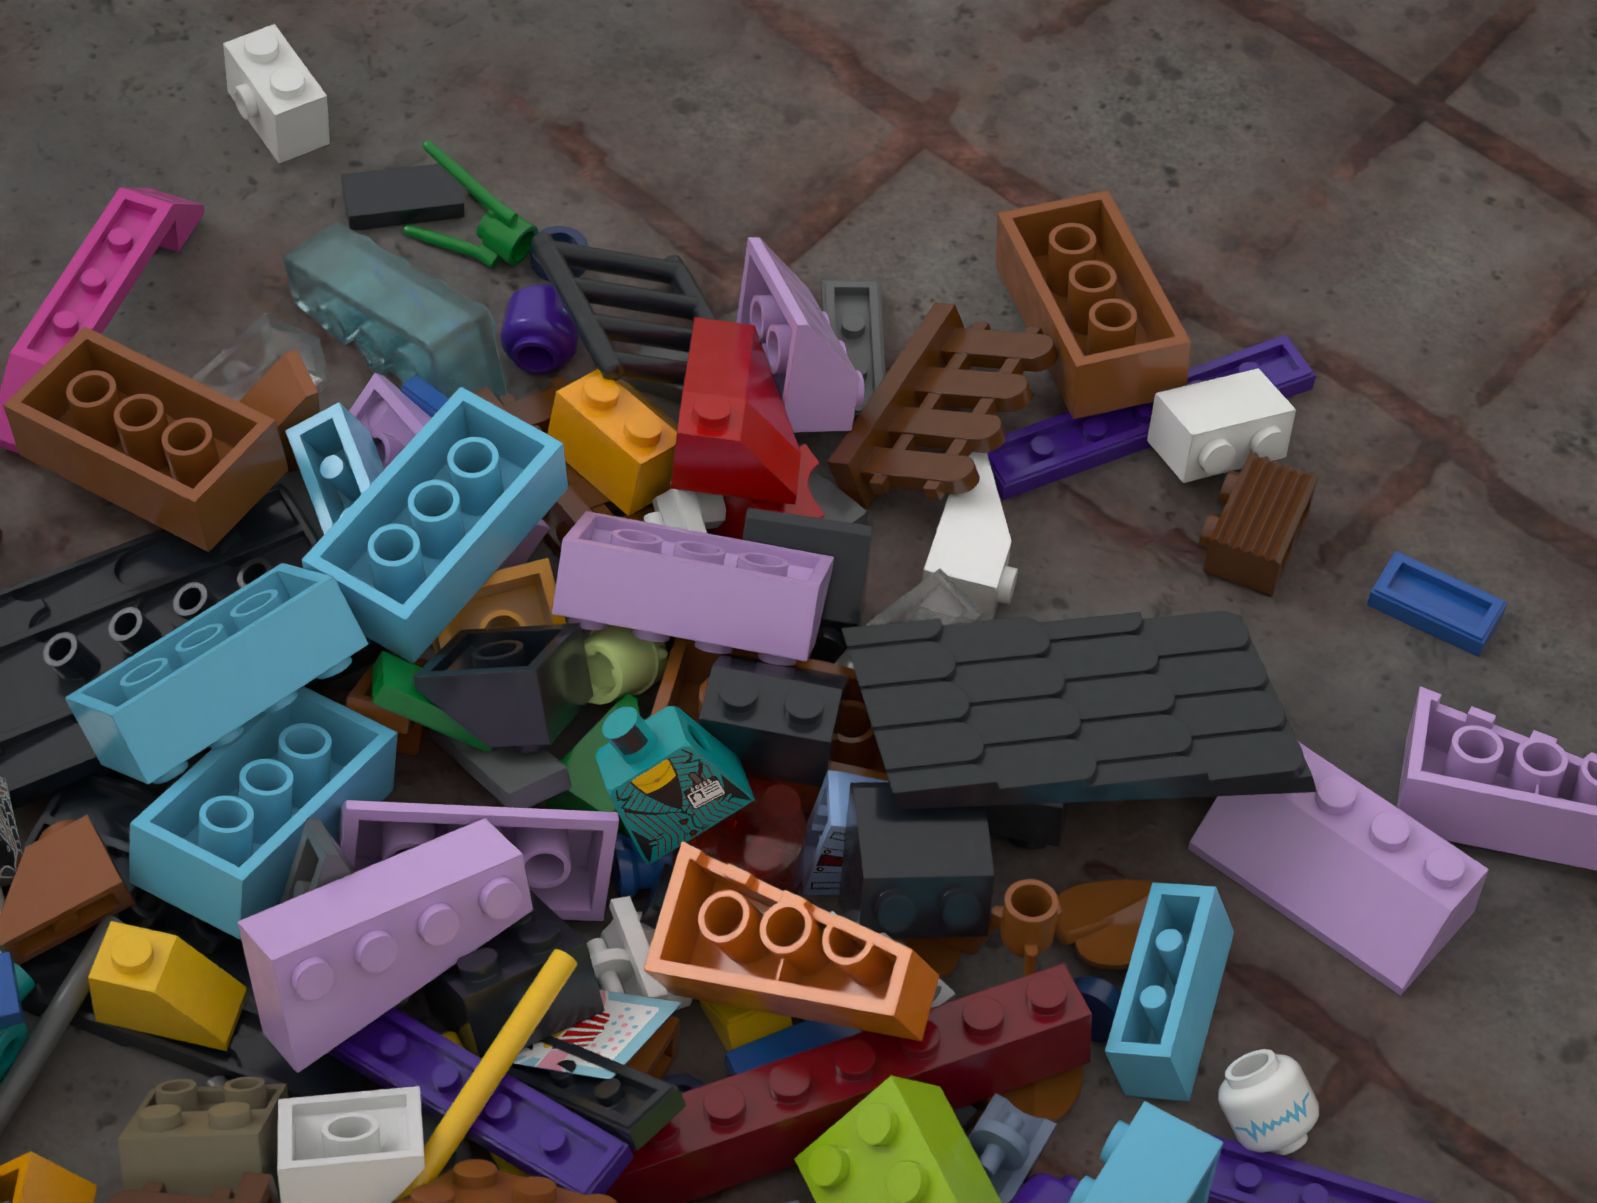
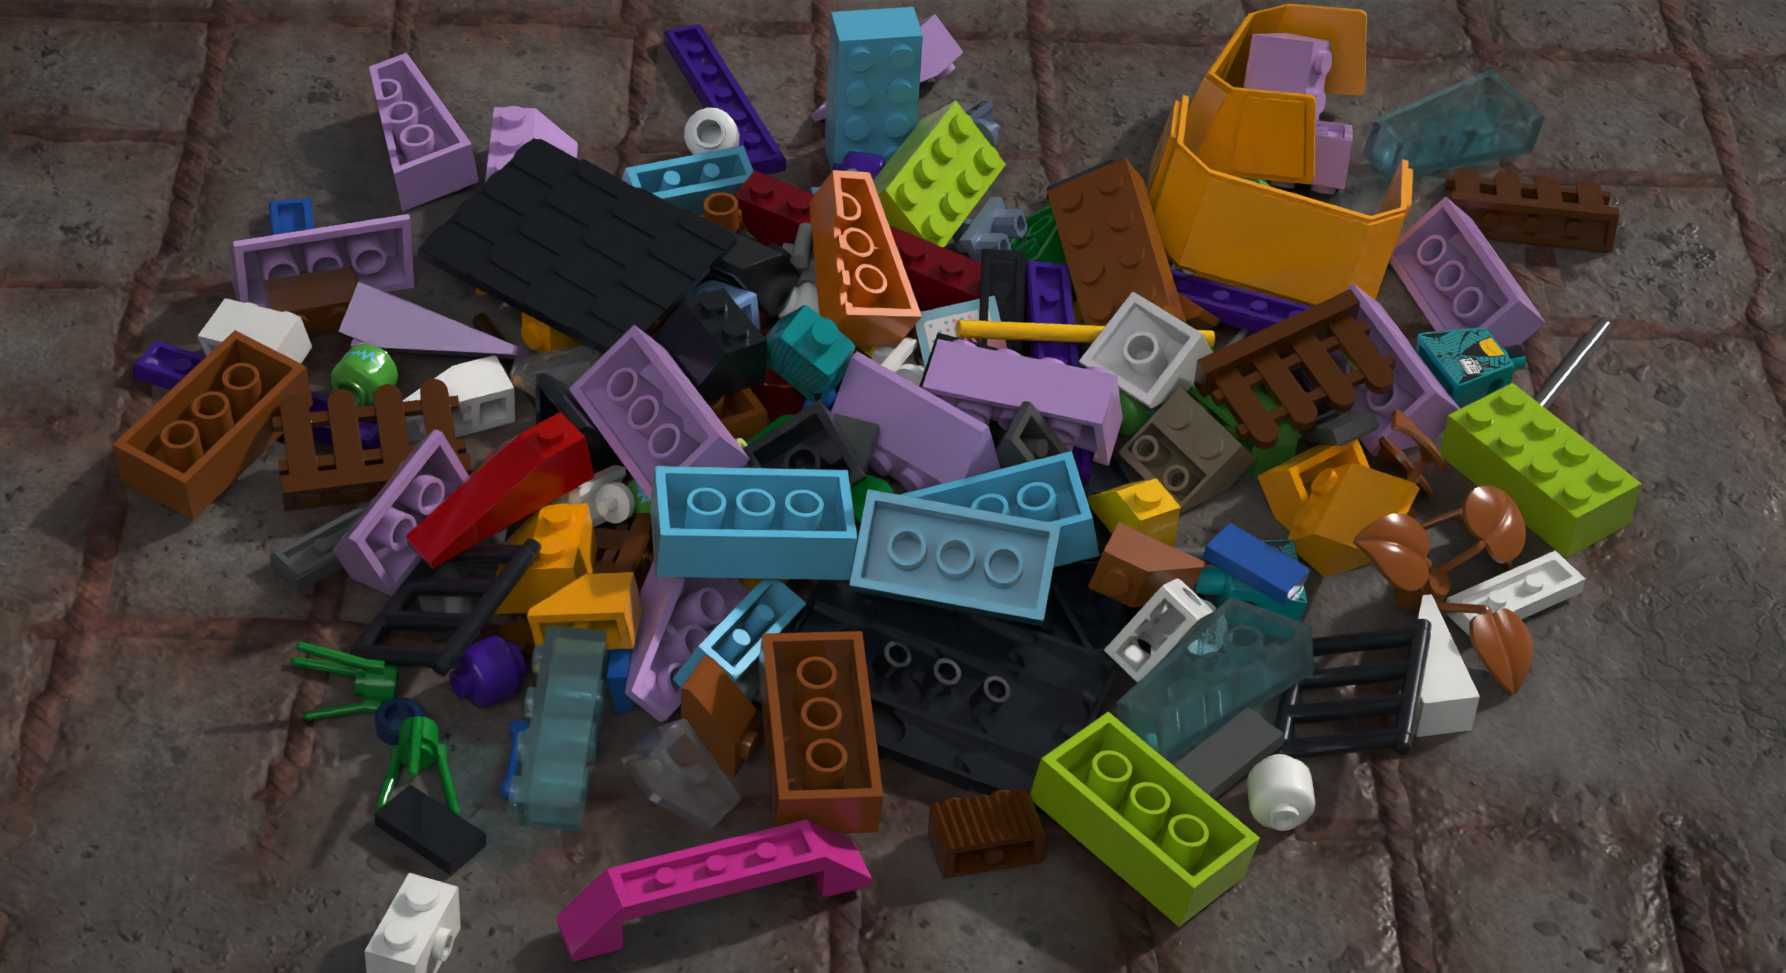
camera: 130 degrees left, 10 degrees down
(486, 365) = (595, 603): none -> light orange slope
(626, 239) = (373, 680): none -> green plant
(1081, 485) = (363, 371): none -> bright green head
(1143, 563) = (408, 328): none -> lavender wedge
(1325, 555) = (374, 248): none -> lavender slope

